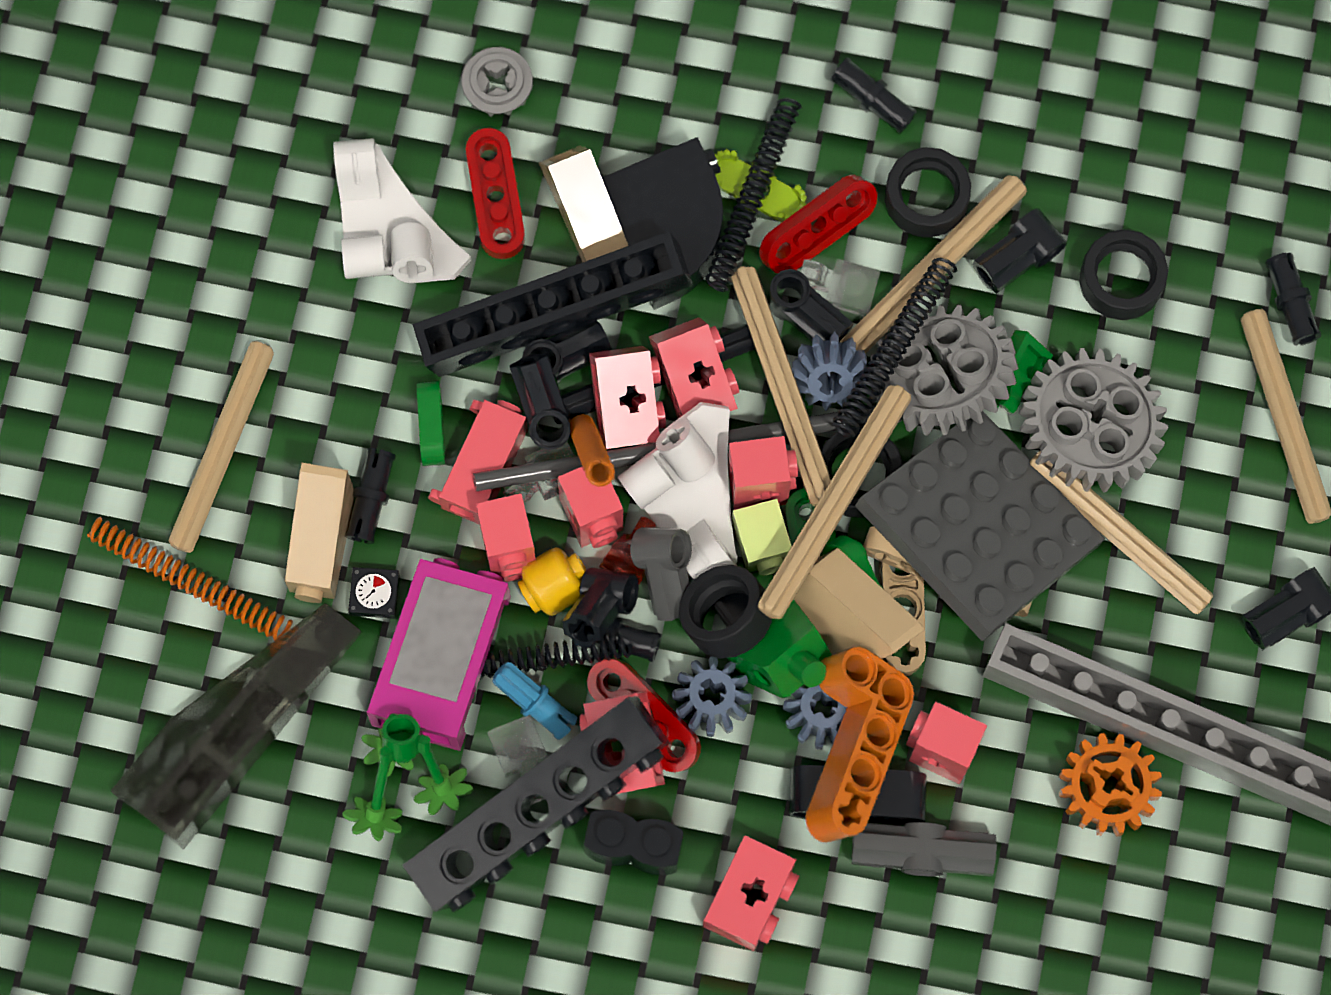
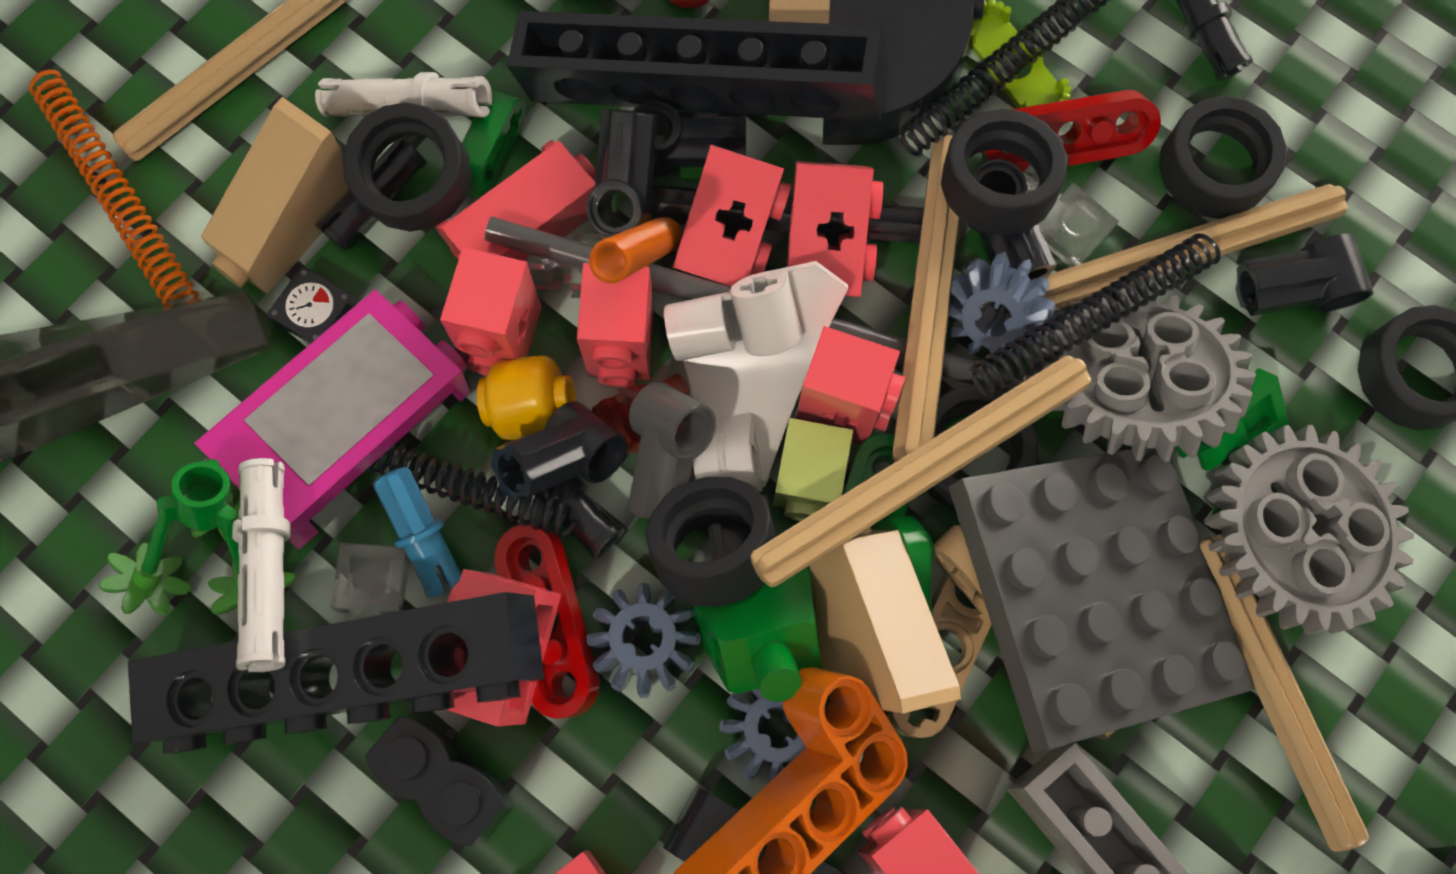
camera: 25 degrees right, 0 degrees up
(376, 413) = (442, 95): none -> white pin
(390, 433) = (382, 129): none -> black tyre
(451, 743) = (261, 575): none -> white pin
(789, 249) = (1007, 132): none -> black tyre

